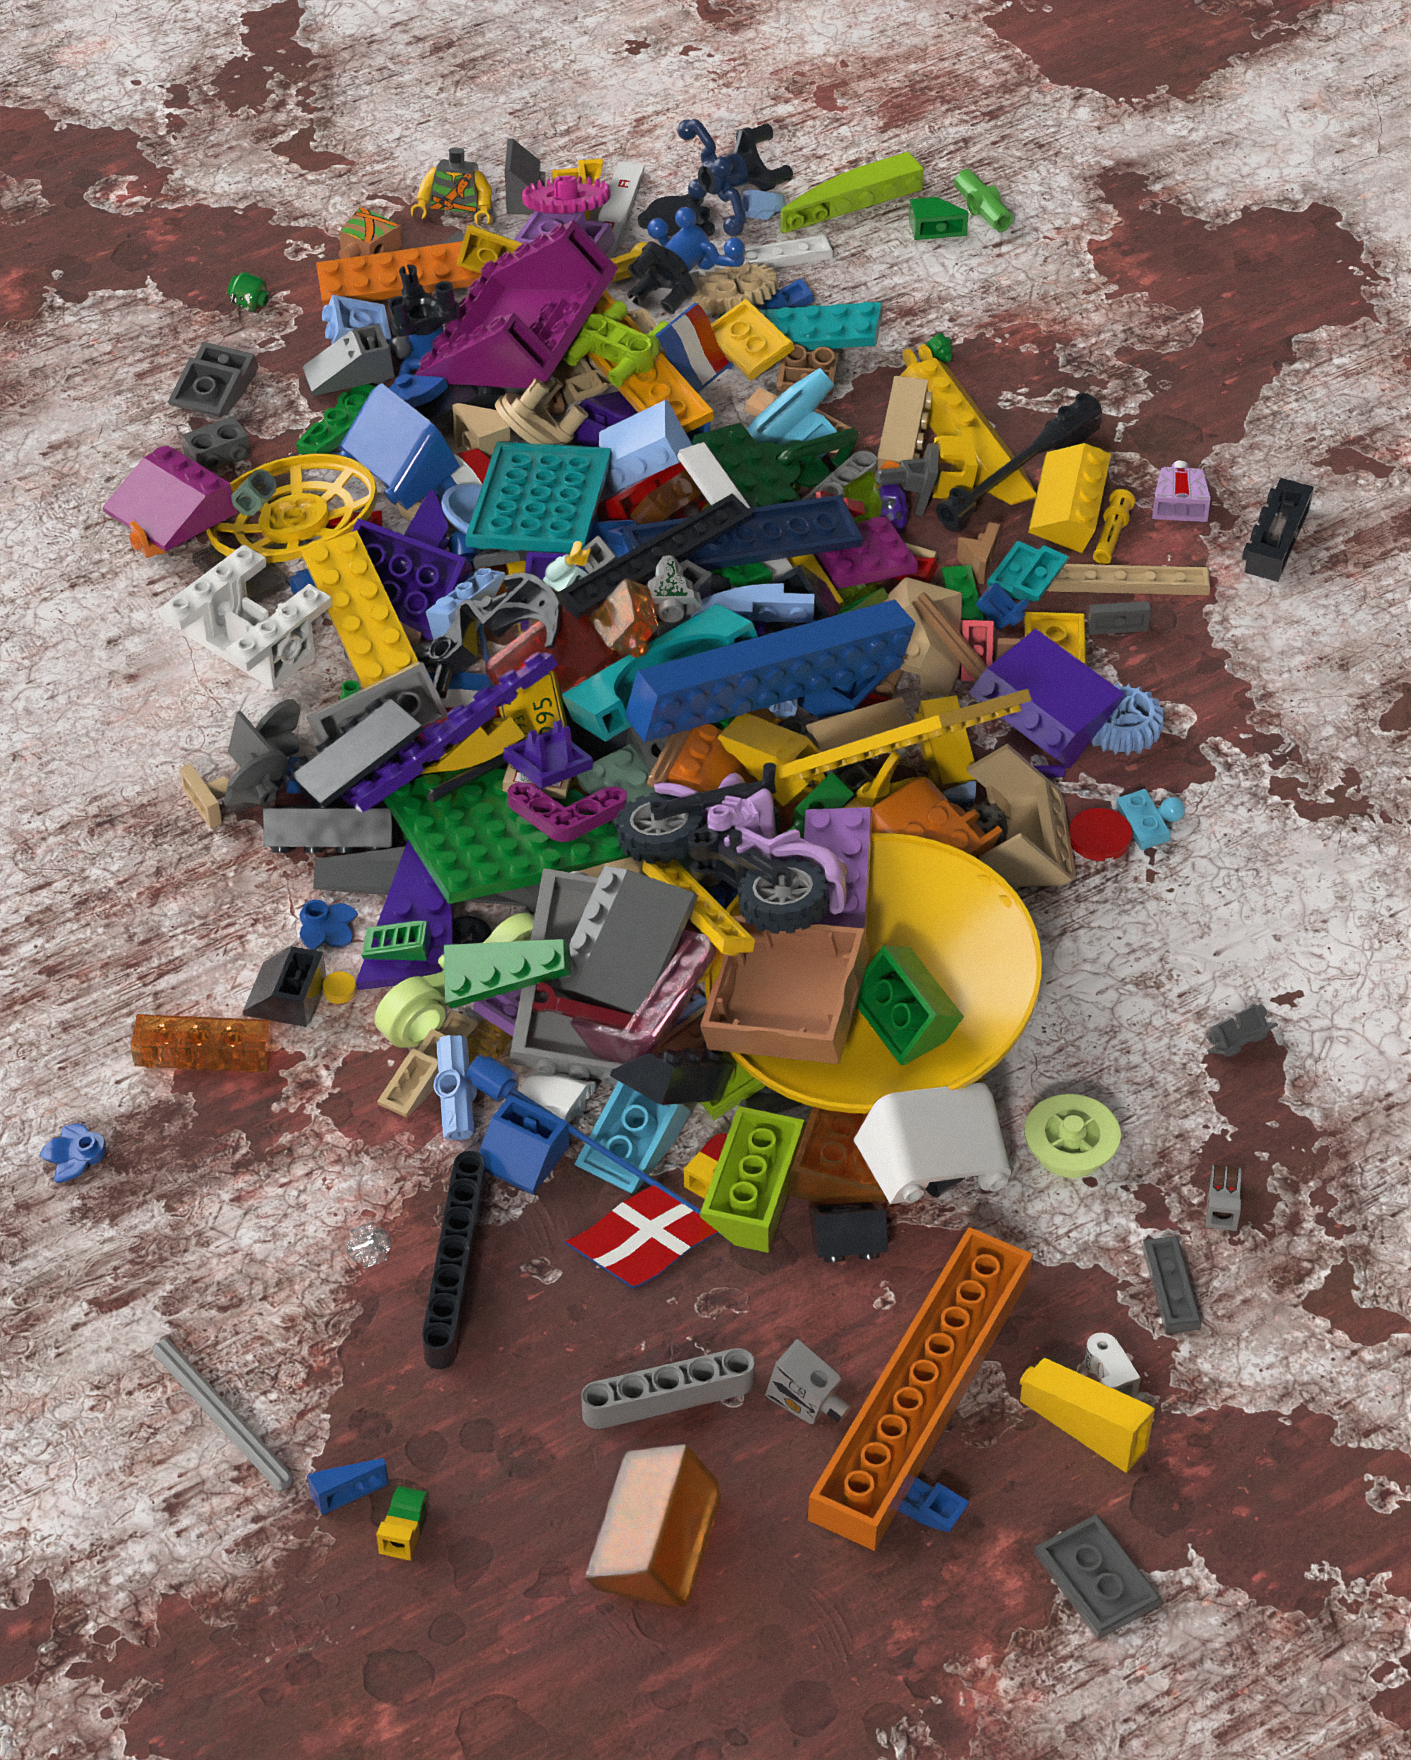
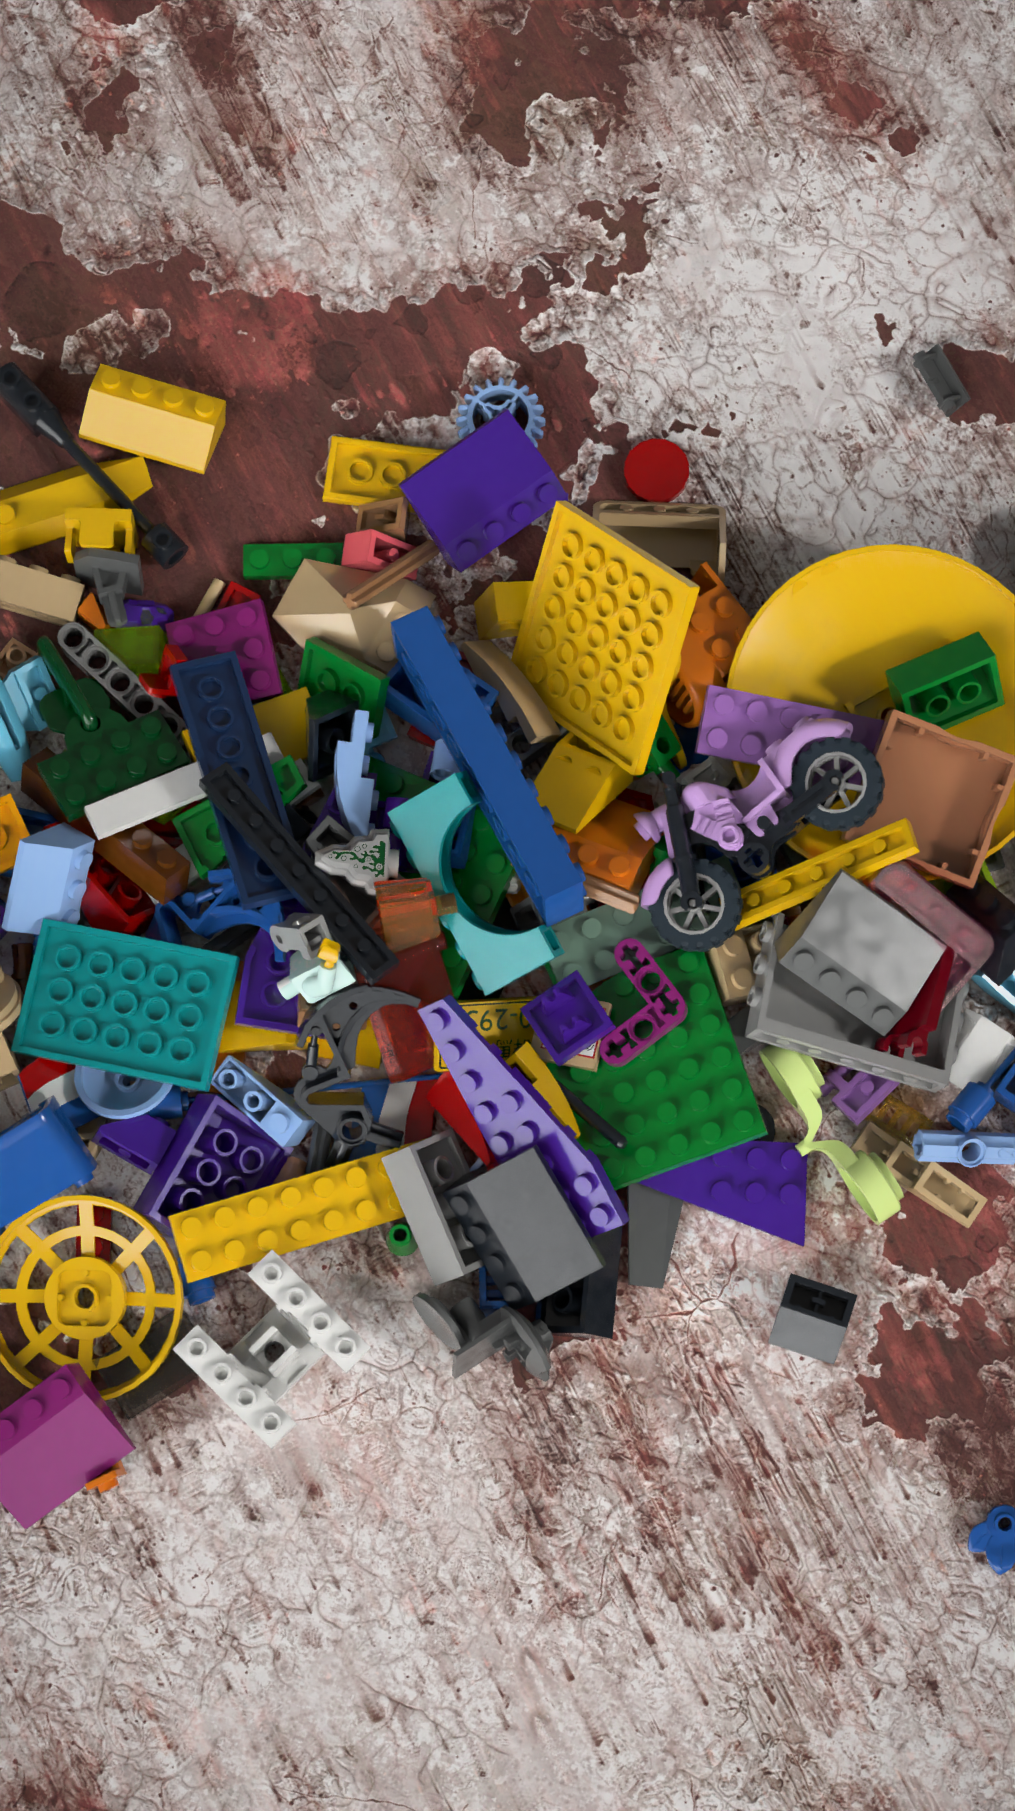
camera: 80 degrees left, 30 degrees up
(202, 1043) = (861, 1458): clear orange brick -> none
(204, 795) = (520, 1402): tan tile -> none
(254, 492) = (66, 1337): sand green rock -> none
(326, 924) = (720, 1272): blue plate -> none
(339, 987) = (804, 1262): yellow tile -> none
(407, 951) = (790, 1189): green slope -> none
(497, 968) = (858, 1085): wing -> none
(979, 552) = (233, 530): medium nougat slope -> none
(1000, 607) = (319, 519): blue bracket -> none
(1028, 571) = (267, 484): teal slope -> none
(1105, 549) = (185, 377): yellow pin -> none
(1118, 618) = (345, 387): dark grey plate -> none
(1132, 579) = (276, 390): tan tile -> none
(1147, 820) = (639, 422): medium azure plate -> none
(1181, 494) = (153, 300): lavender torso -> none
(1262, 555) = (182, 194): black brick -> none

